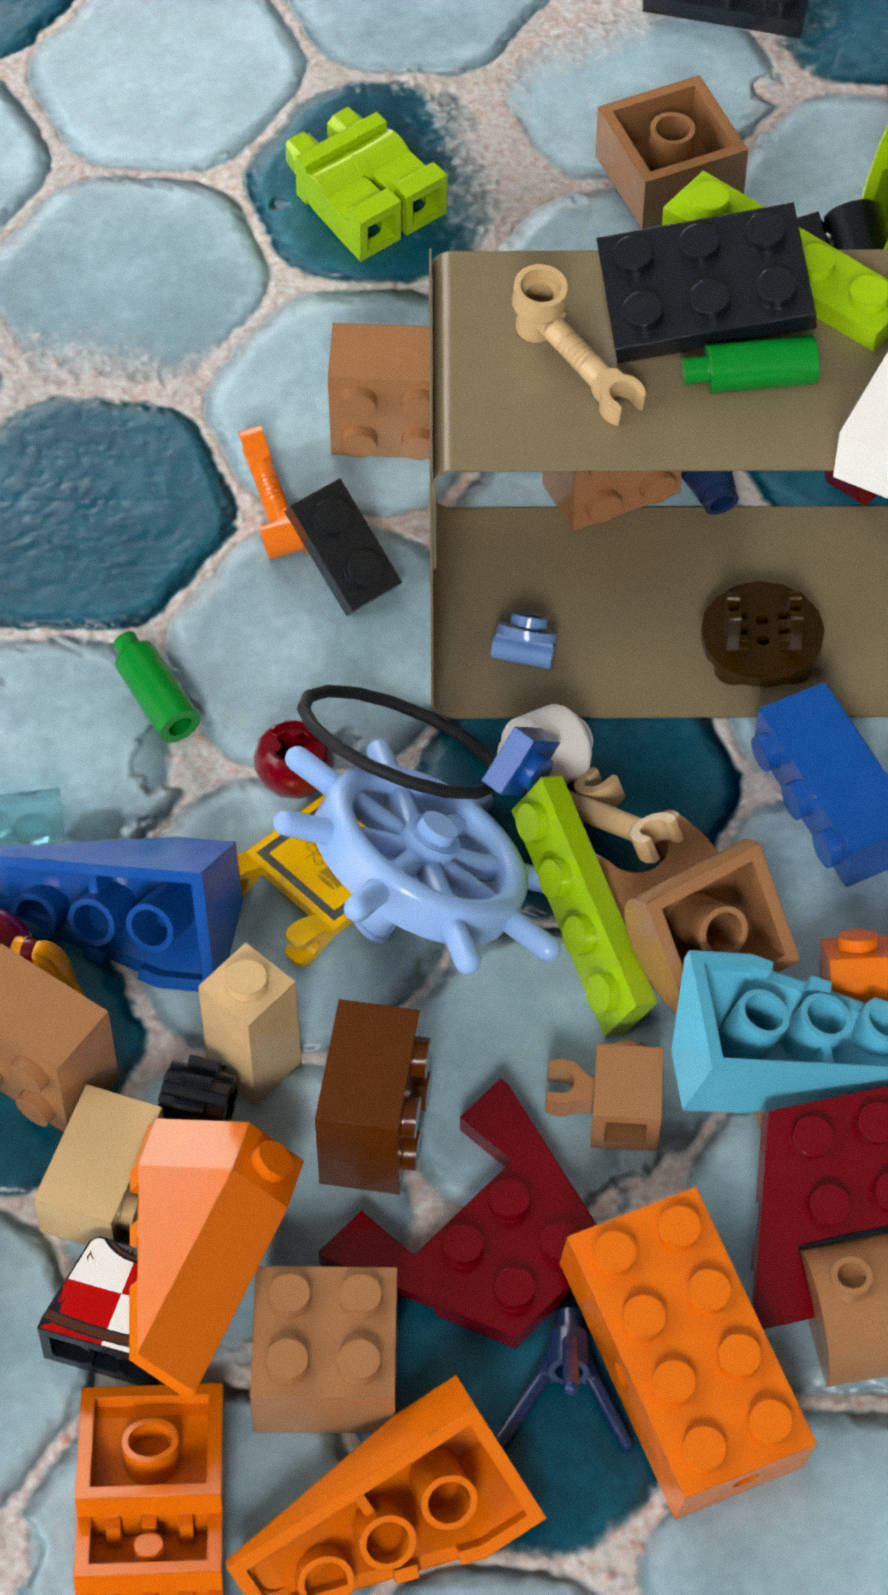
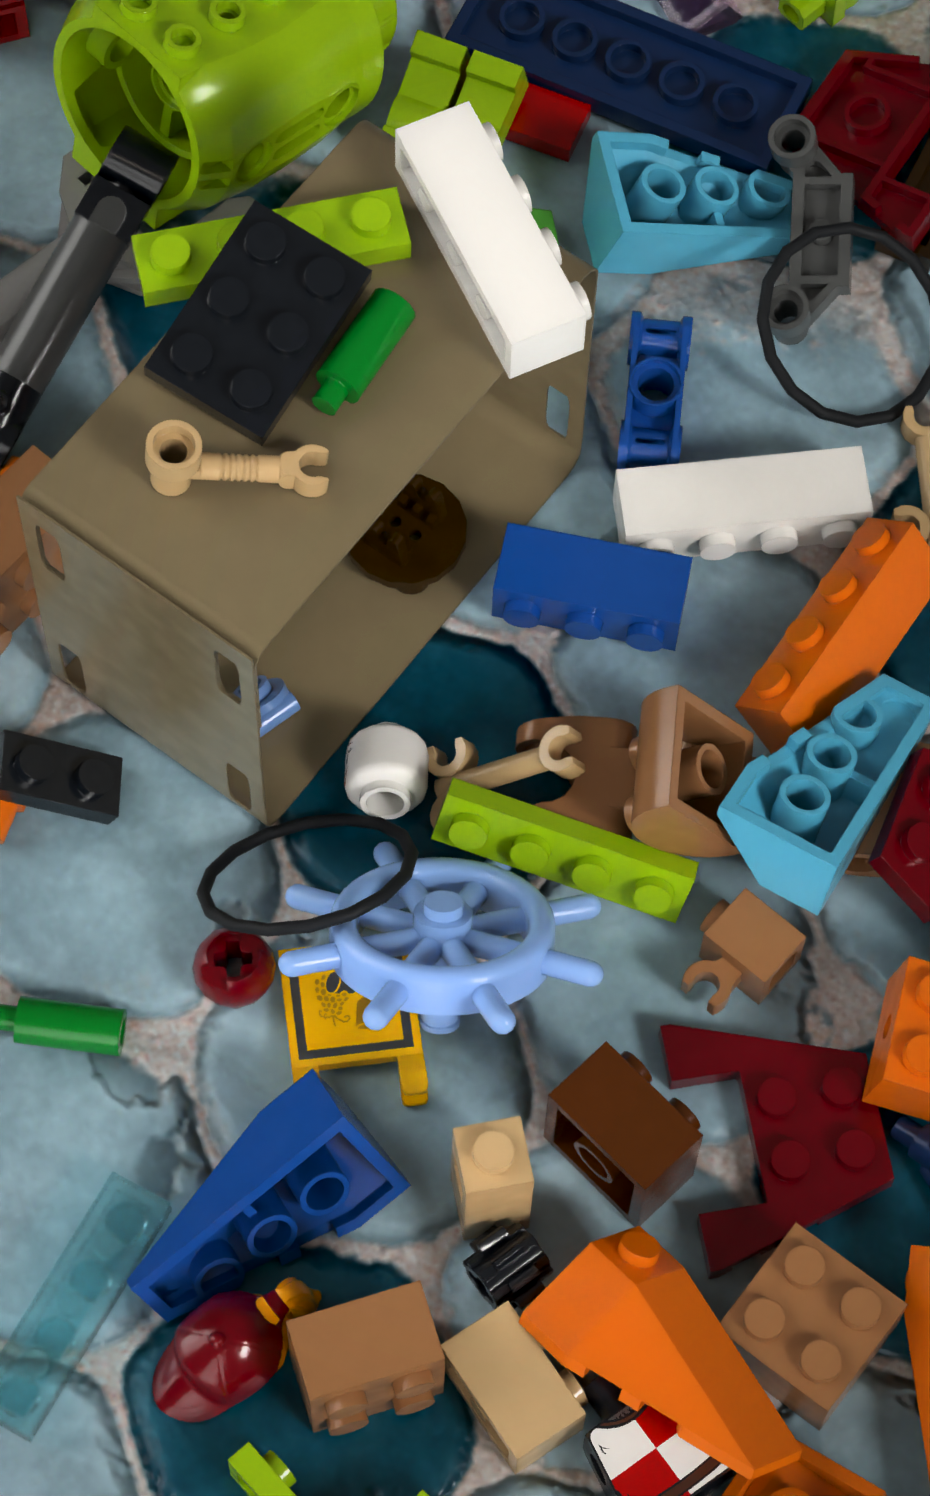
camera: 55 degrees left, 10 degrees up
(521, 761) = (415, 796): blue plate -> none

